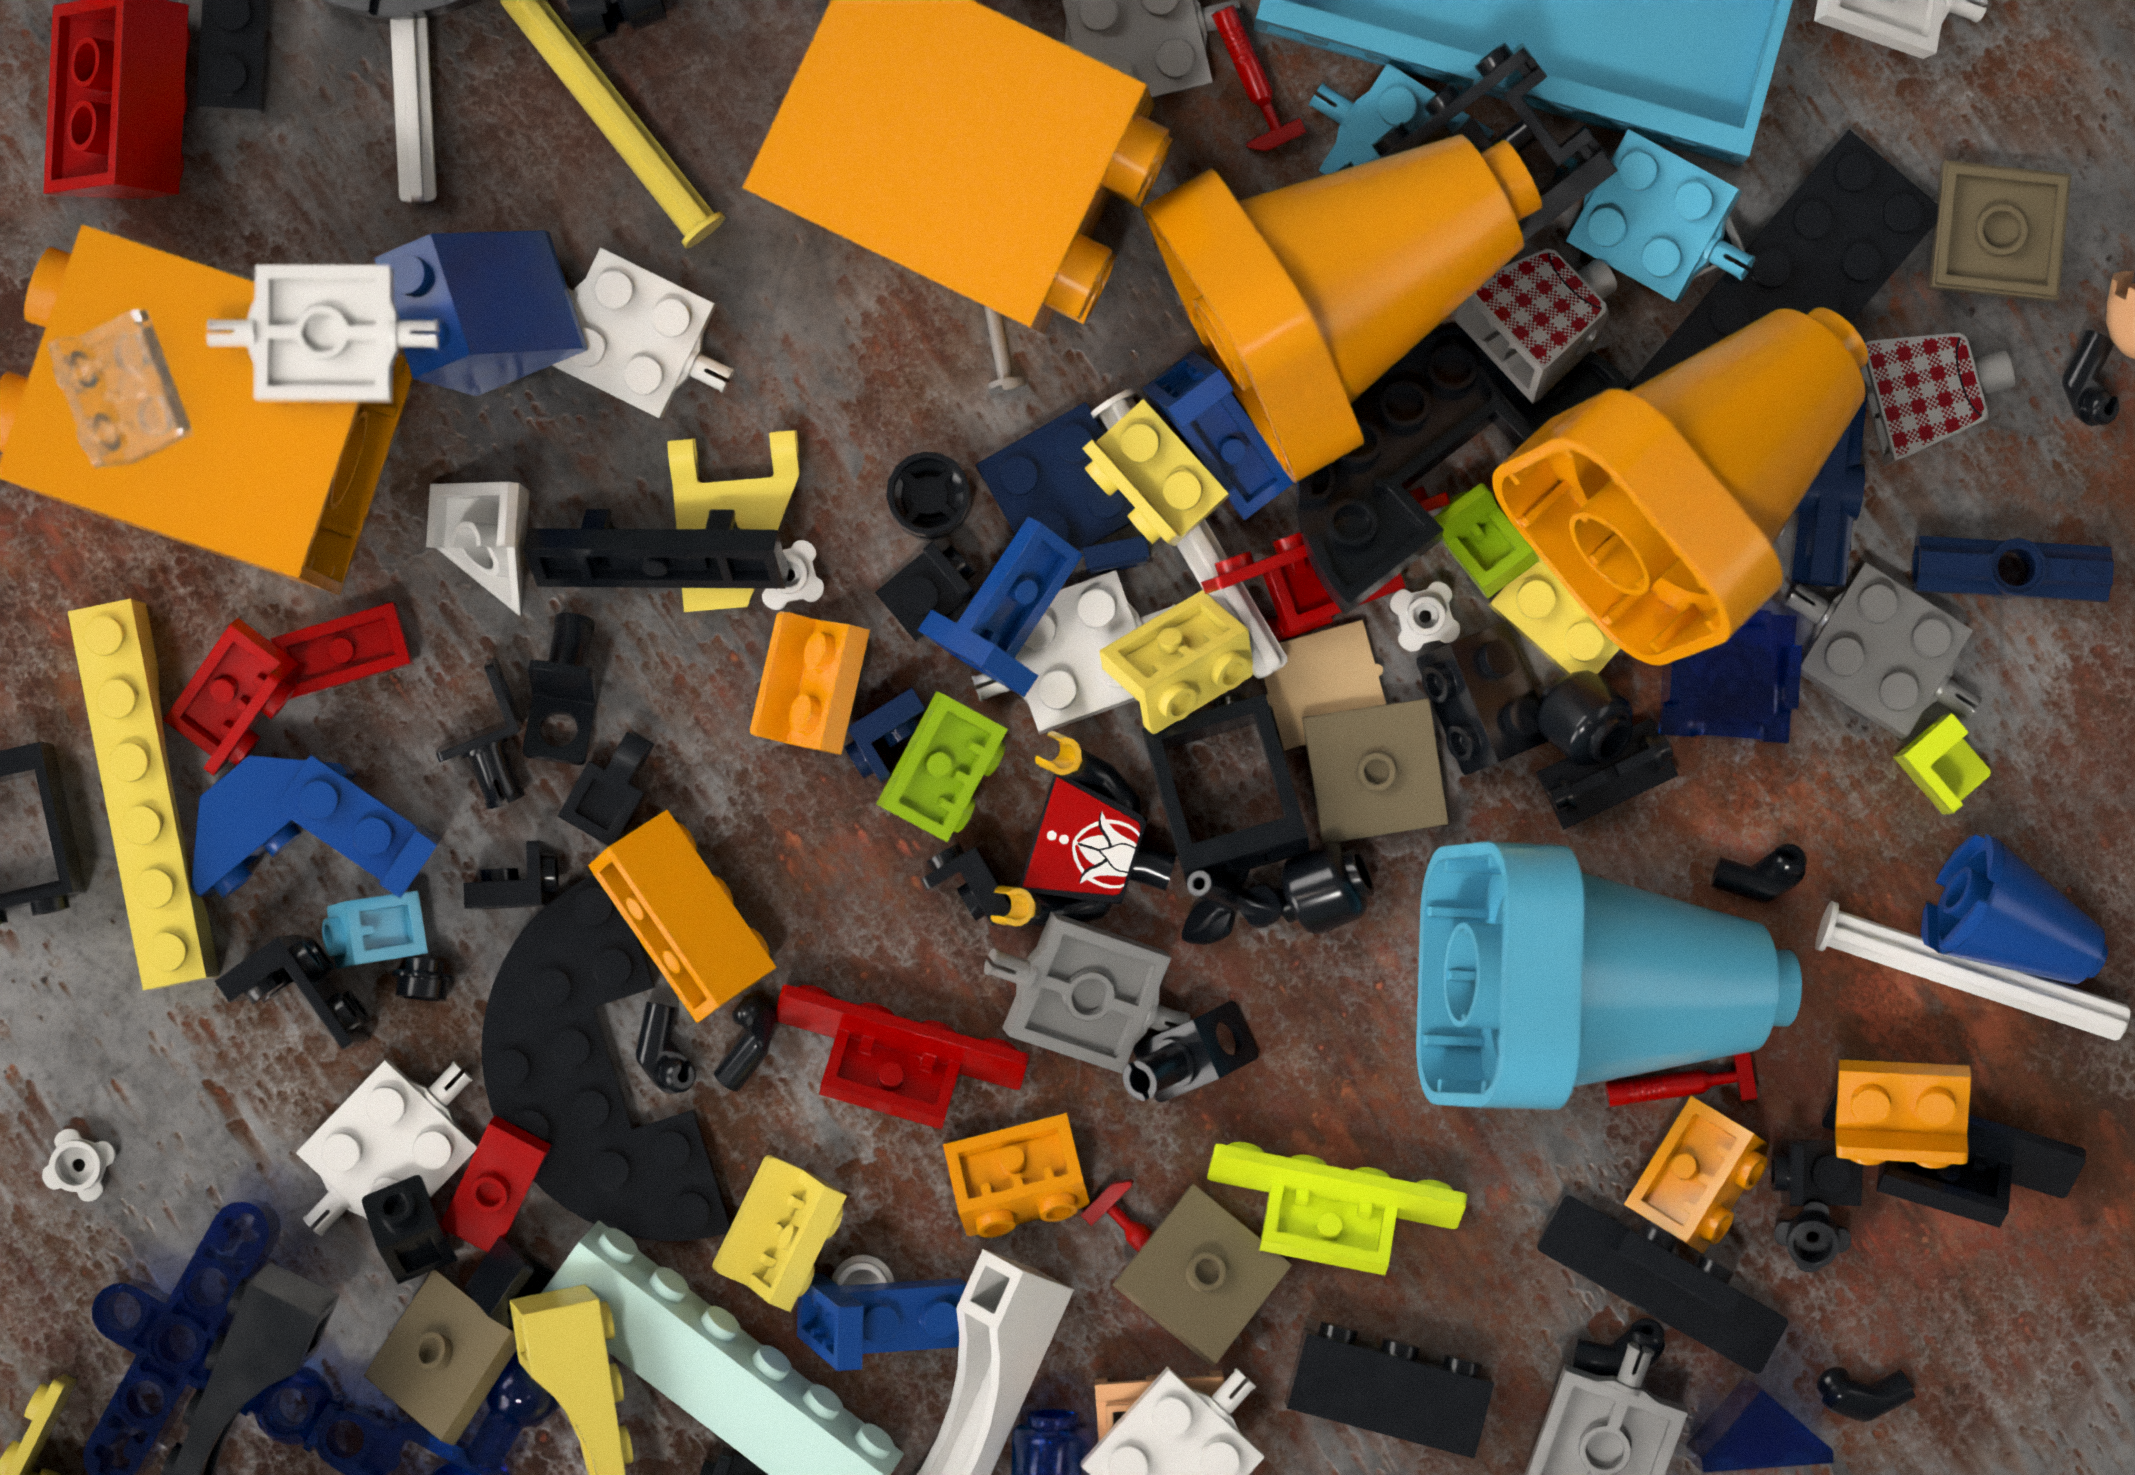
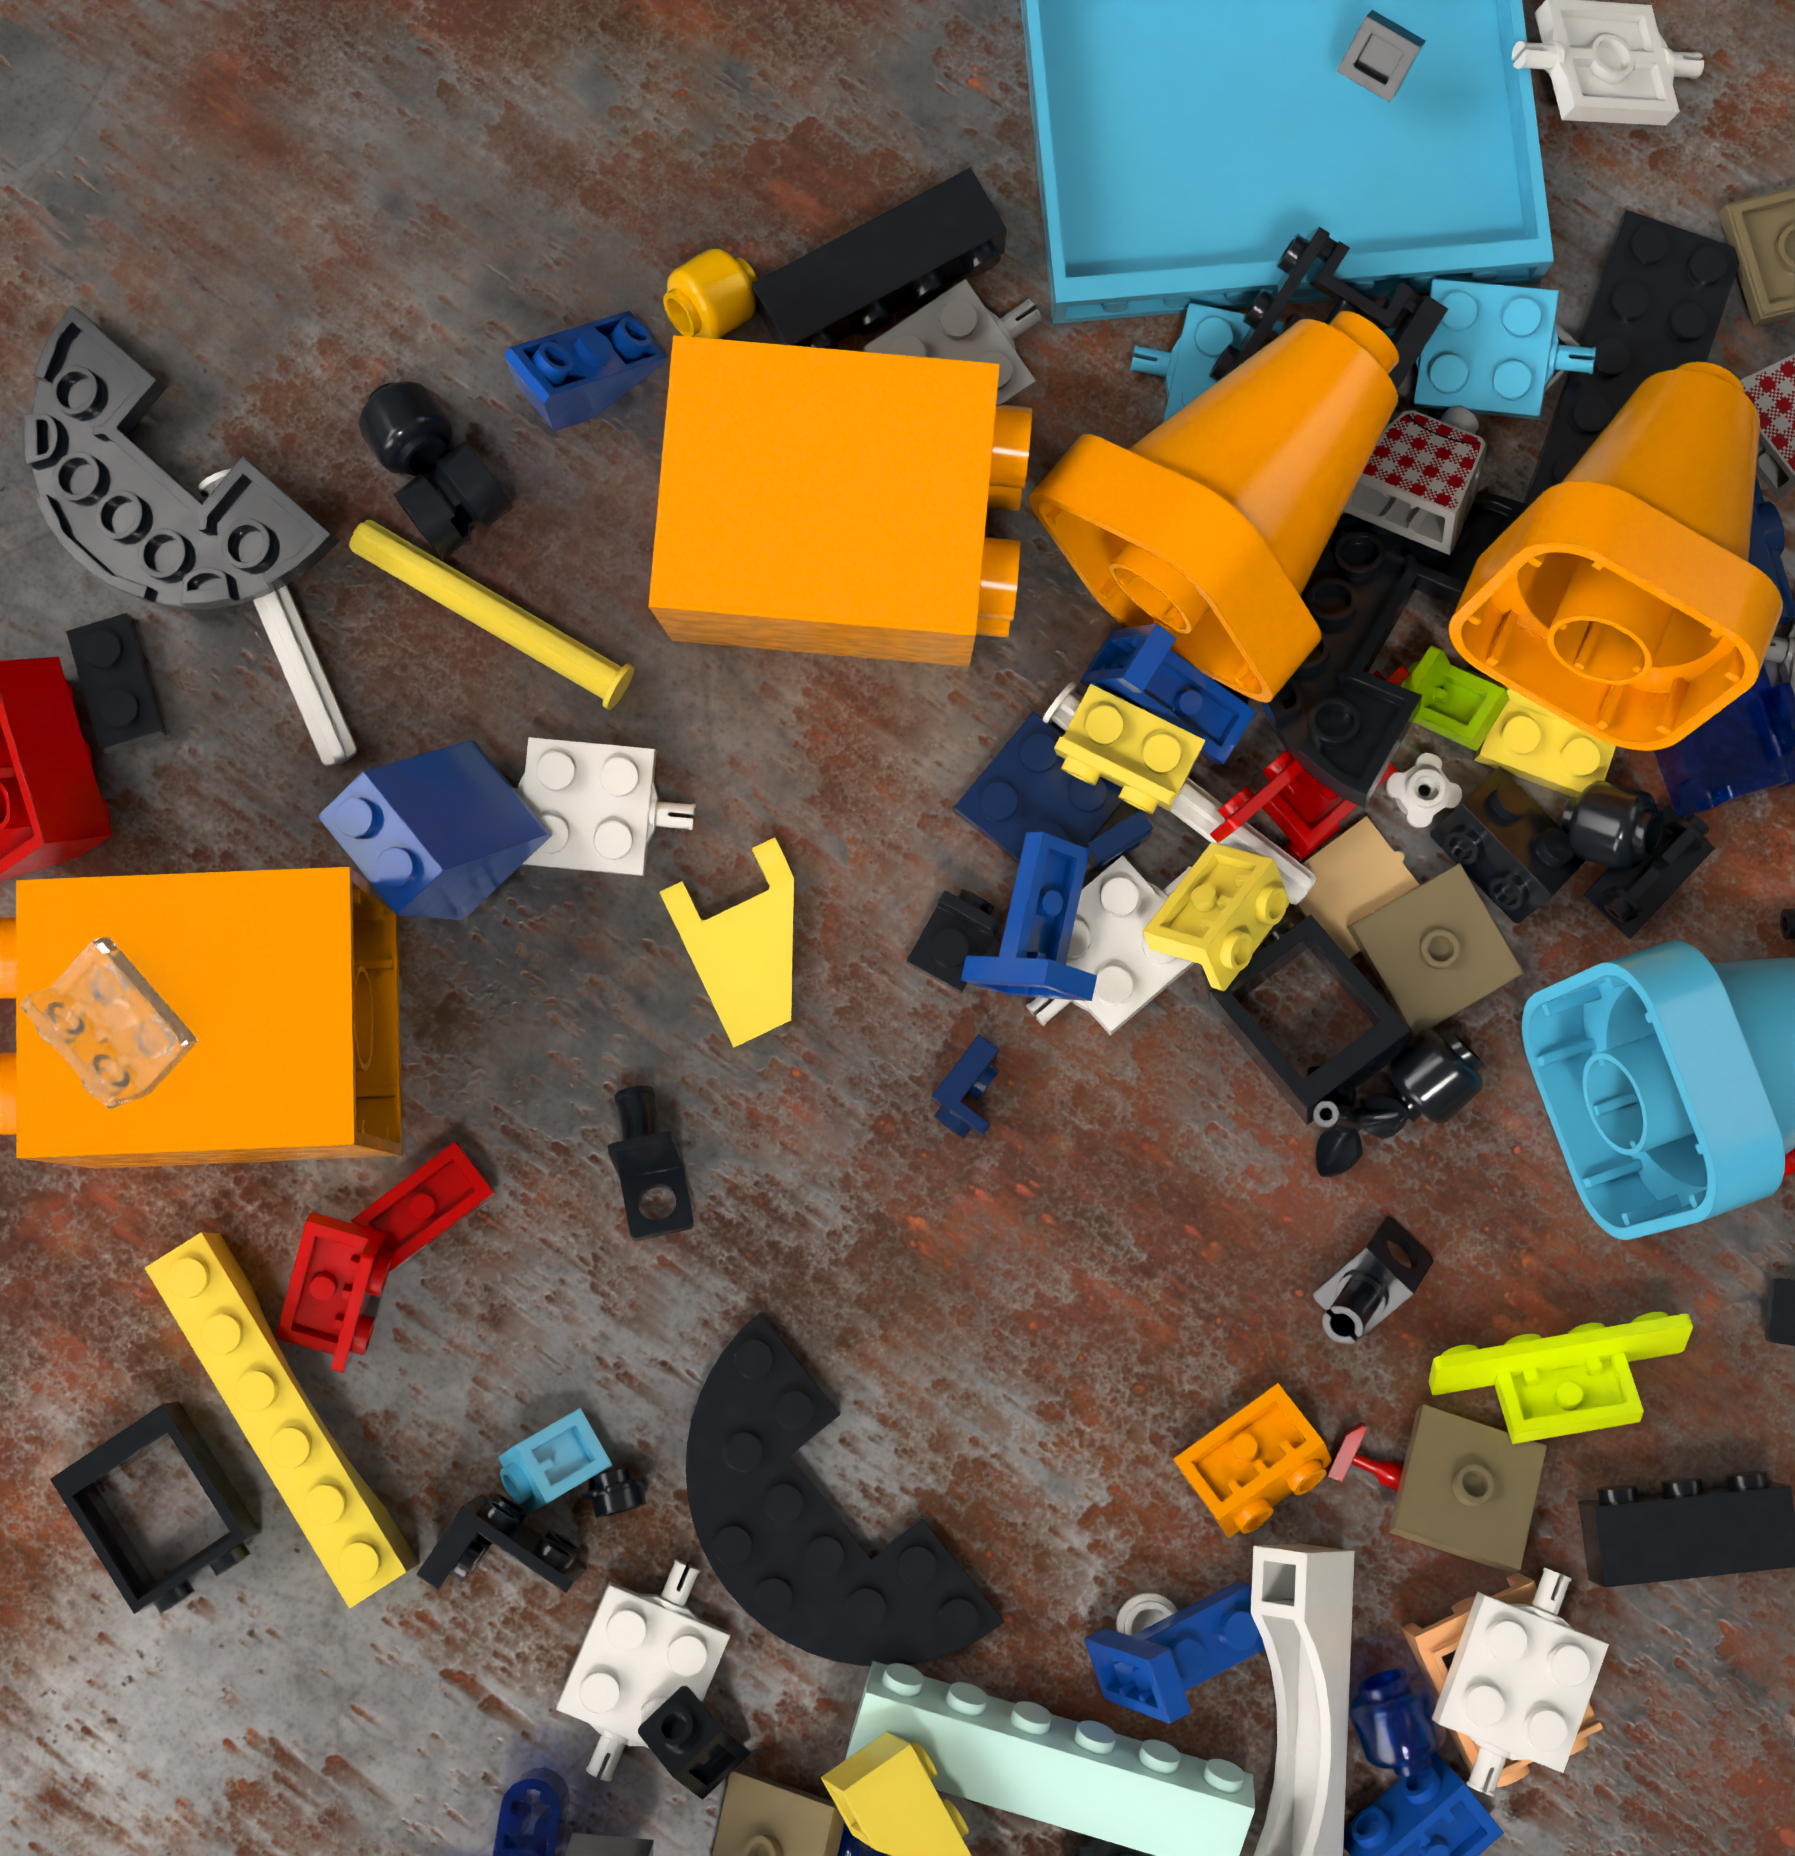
camera: 30 degrees left, 5 degrees down
(61, 1170) = (335, 1817): white plate -> none
(241, 824) = (398, 1391): blue slope -> none
(323, 333) = (291, 894): white plate -> none
(357, 824) = (500, 1367): blue bracket -> none
(482, 533) = (516, 1044): white slope -> none
(487, 748) = (596, 1246): black bracket -> none
(495, 1184) = (761, 1666): red plate -> none
(503, 888) = (661, 1374): black bracket -> none
(506, 1275) = (805, 1753): black panel -> none
(605, 797) = (726, 1251): black plate -> none
(656, 557) = (689, 1004): black hinge -> none
(659, 1054) = (868, 1476): black arm -> none
(682, 915) = (843, 1335): light orange brick -> none
(752, 1046) = (956, 1432): black arm -> none
(780, 1232) = (1053, 1605): light yellow bracket -> none
(804, 585) = (818, 993): white plate -> none
(809, 682) = (879, 1067): light orange bracket -> none
(895, 1061) = (1096, 1396): red bracket -> none
(929, 496) = (924, 850): black wheel -> none
(943, 767) = (1037, 1098): lime bracket -> none
(980, 881) = (1115, 1203): black bracket -> none
(1001, 355) = (950, 720): light grey piece -> none
(1084, 844) = (1195, 1122): torso -> none
(1085, 992) = (1253, 1261): light grey plate -> none
(1254, 80) = (1073, 365): red piece -> none

